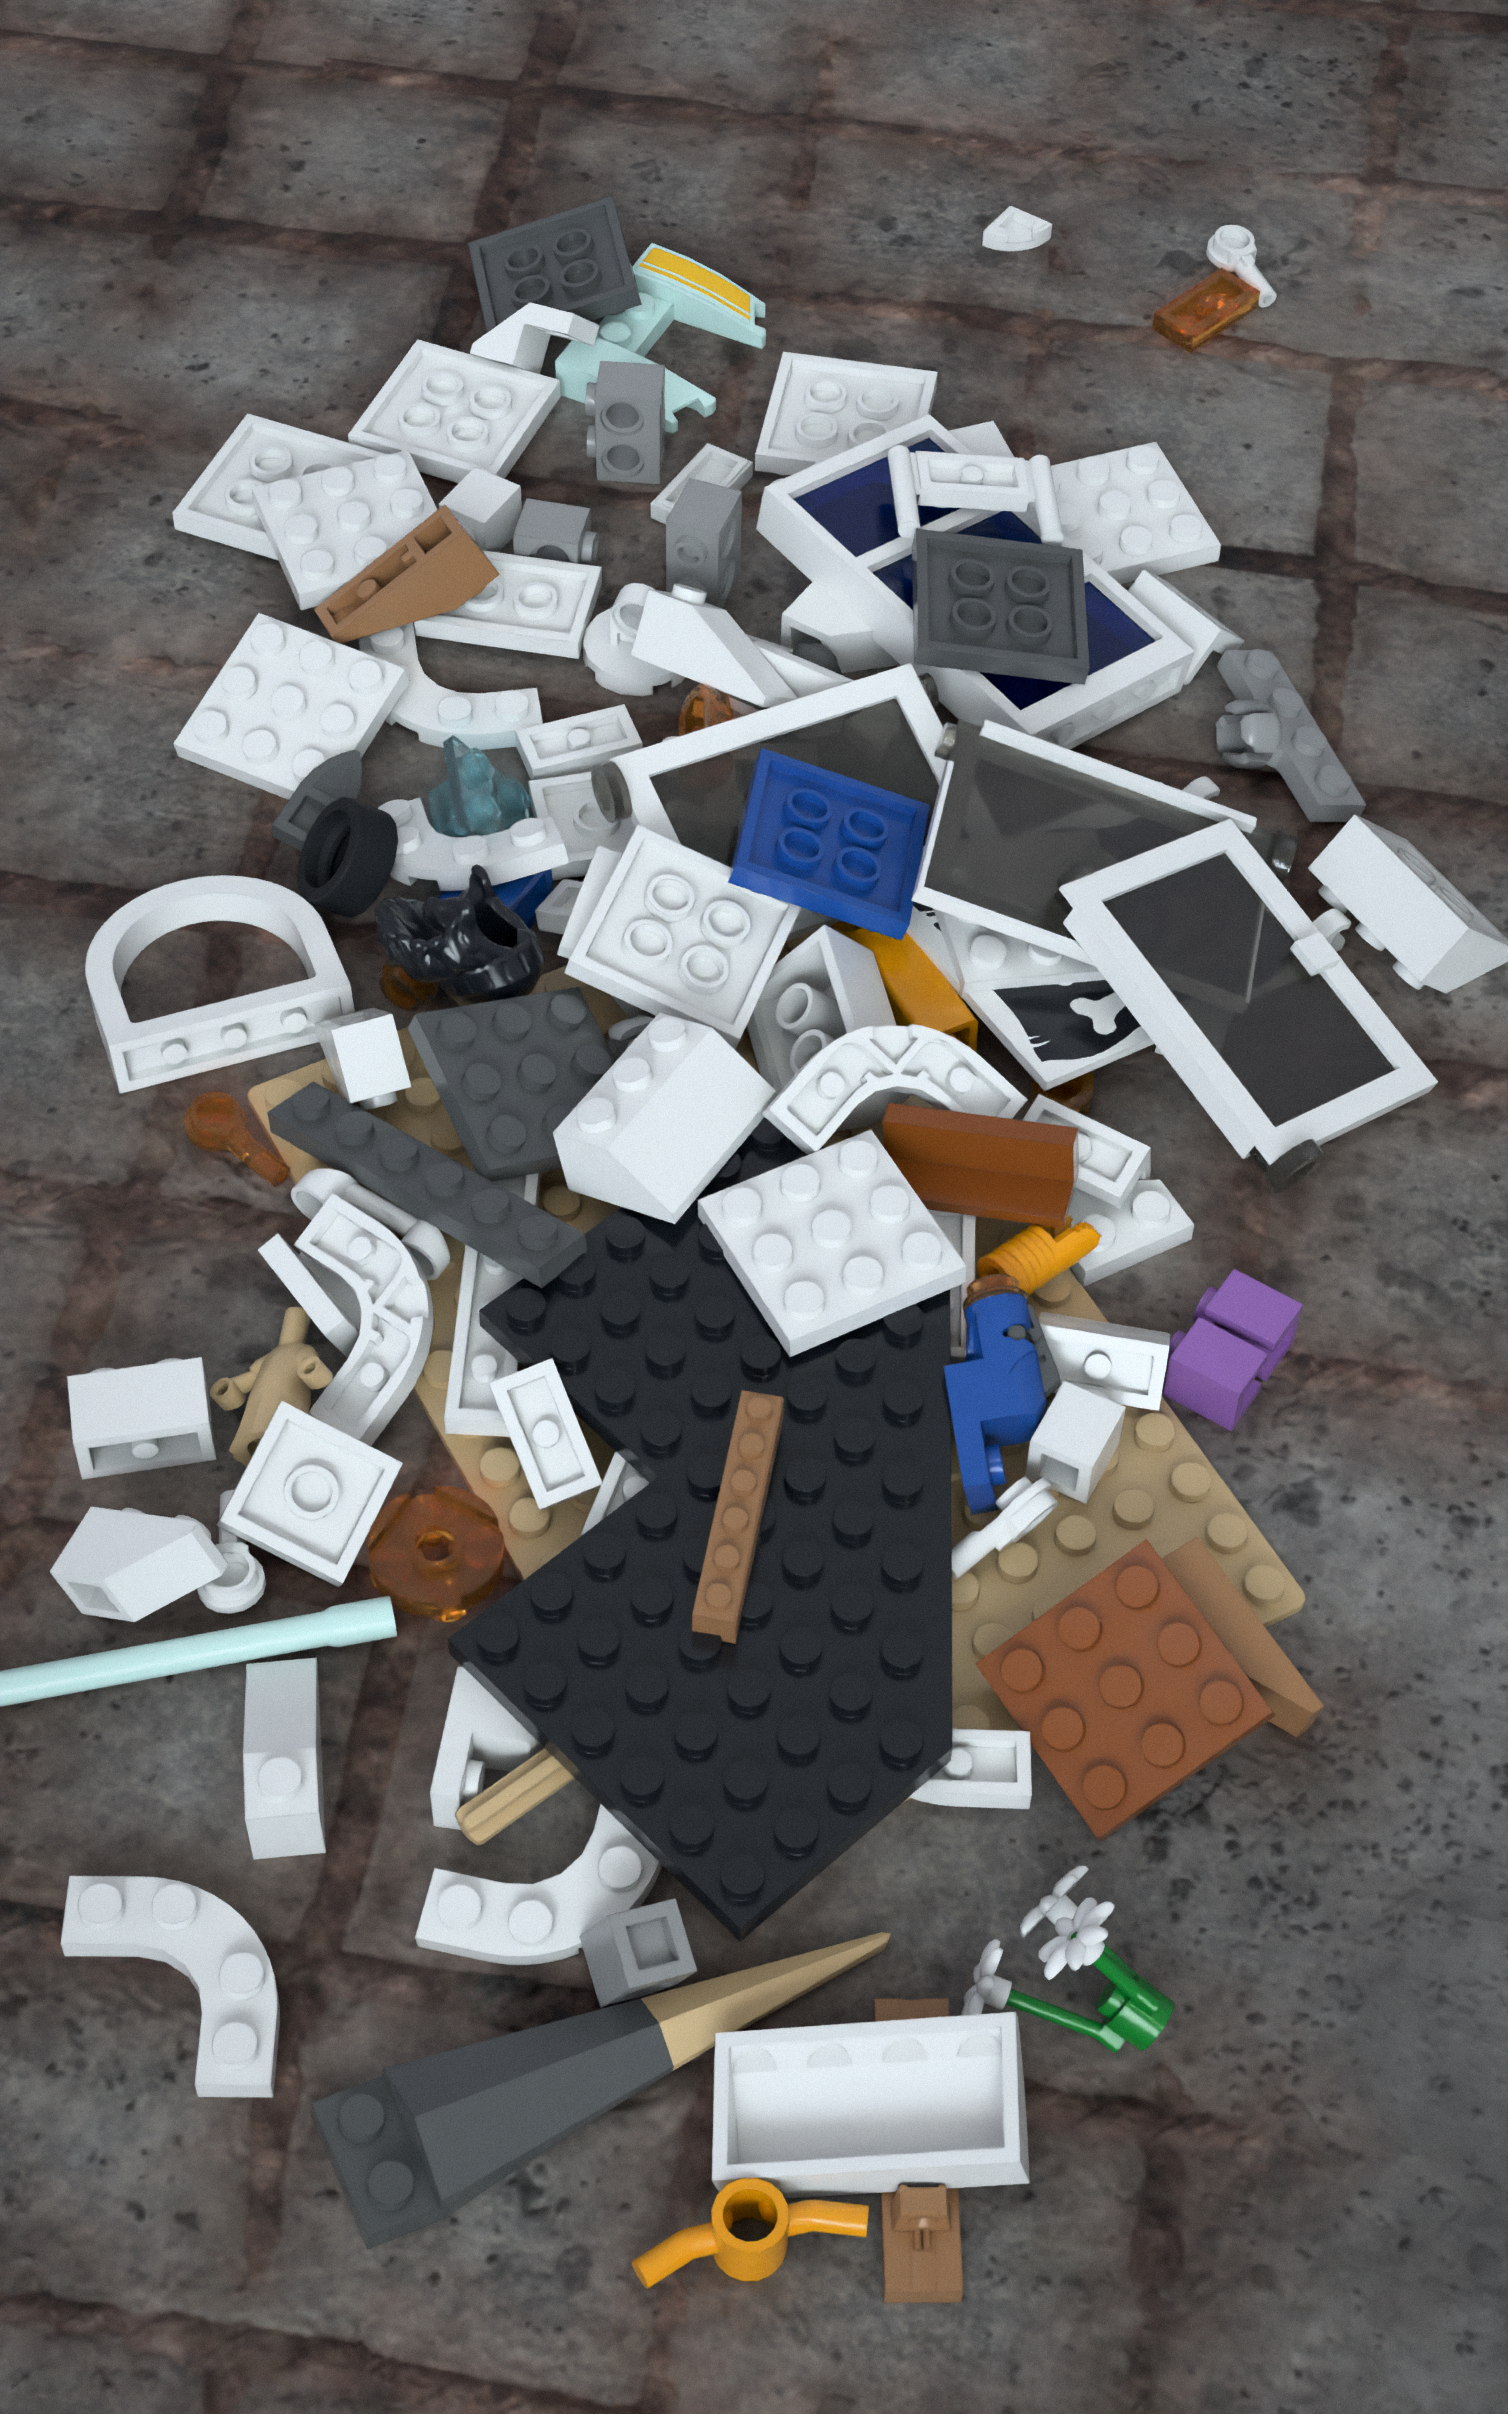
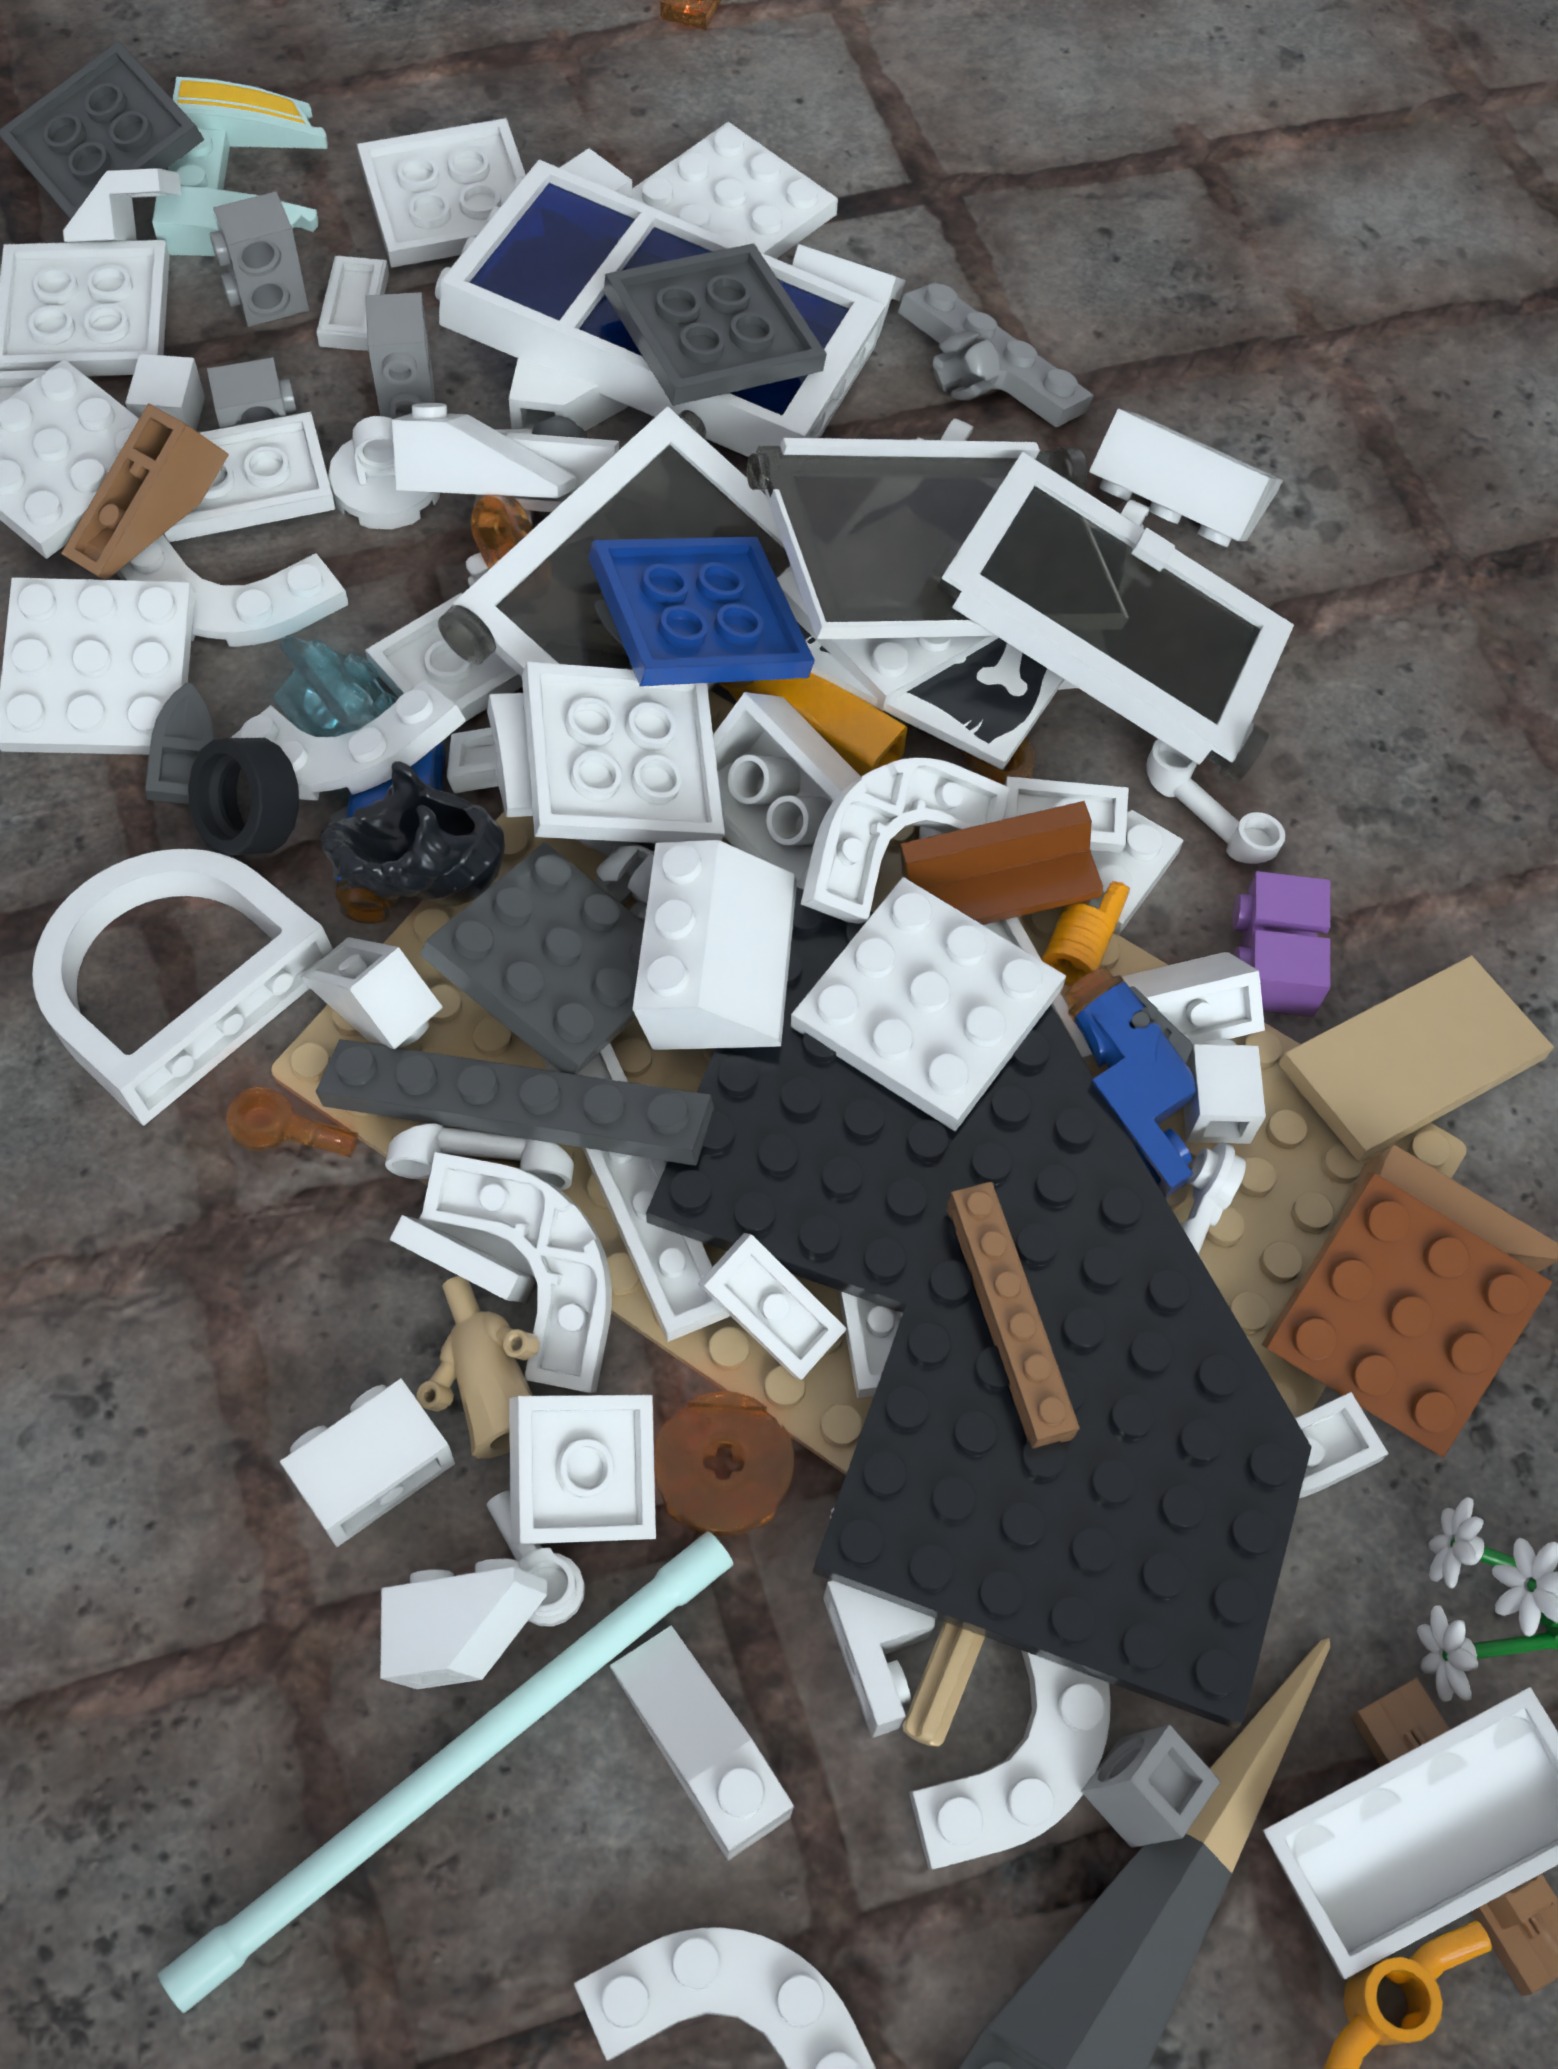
camera: 30 degrees left, 10 degrees up
(577, 742) = (387, 595): white plate -> none
(972, 483) = (626, 212): white plate -> none
(1264, 1245) = (1250, 841): none -> white bar
(1301, 1496) = (1414, 1057): none -> tan tile

